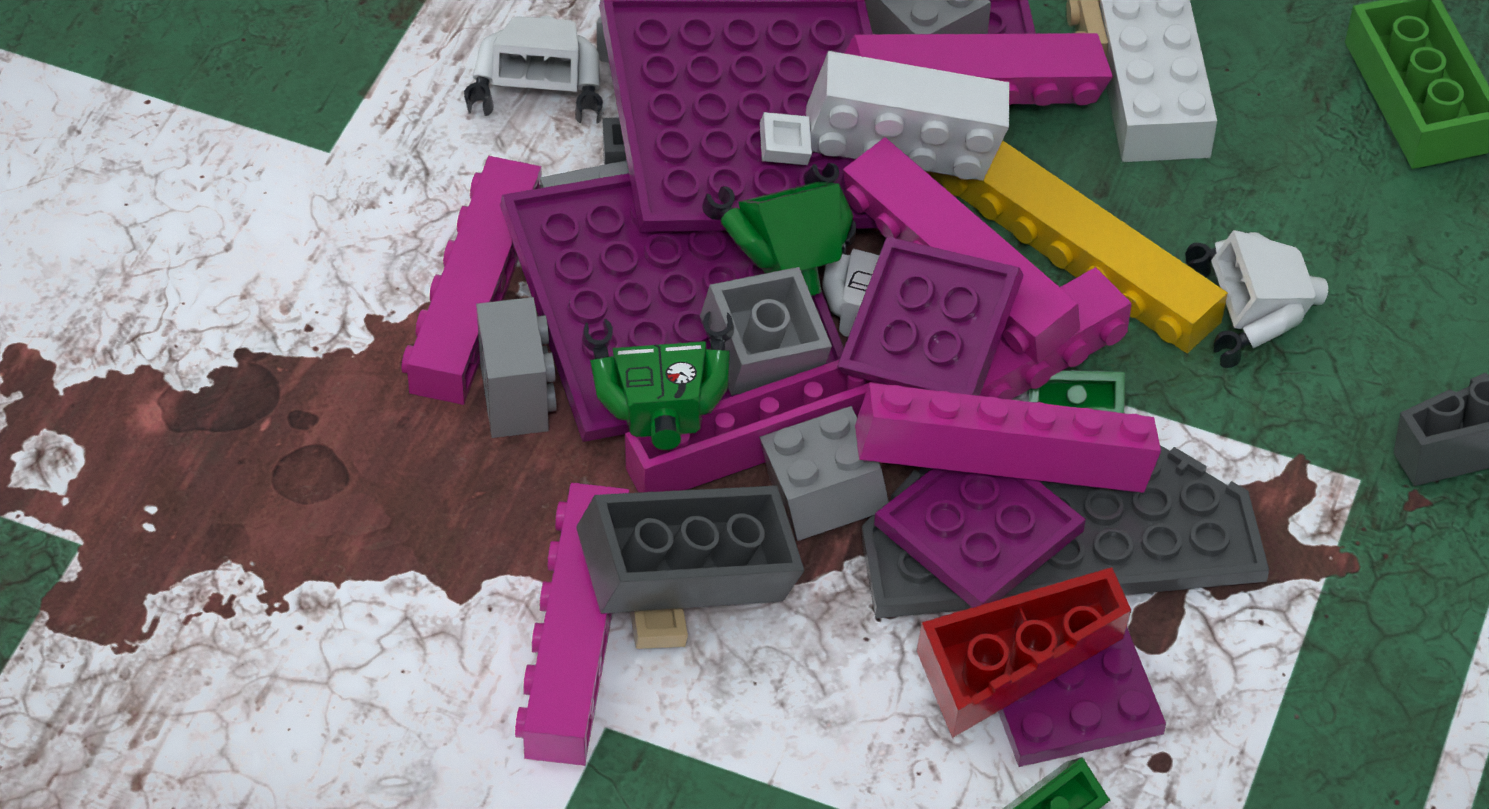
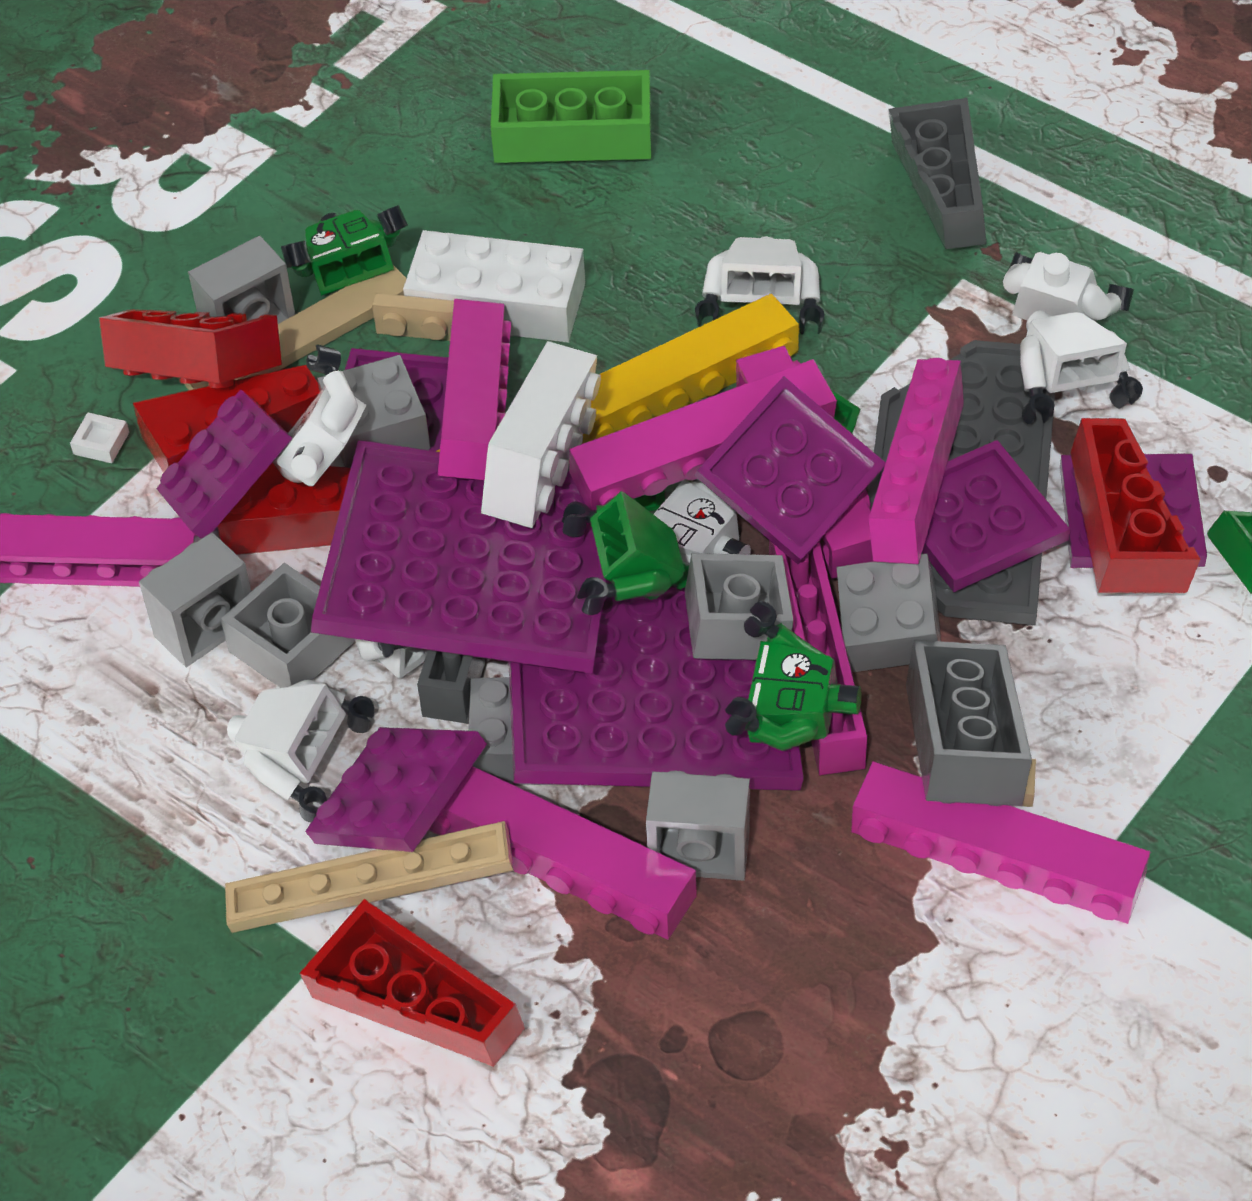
camera: 70 degrees left, 0 degrees up
(291, 206) = (408, 985): none -> red wedge
(401, 151) = (368, 876): none -> tan tile
(495, 139) = (396, 788): none -> magenta plate
(785, 138) = (530, 529): white plate -> none
(1236, 564) = (1072, 354): none -> white torso
(1342, 556) = (1060, 287): none -> white torso

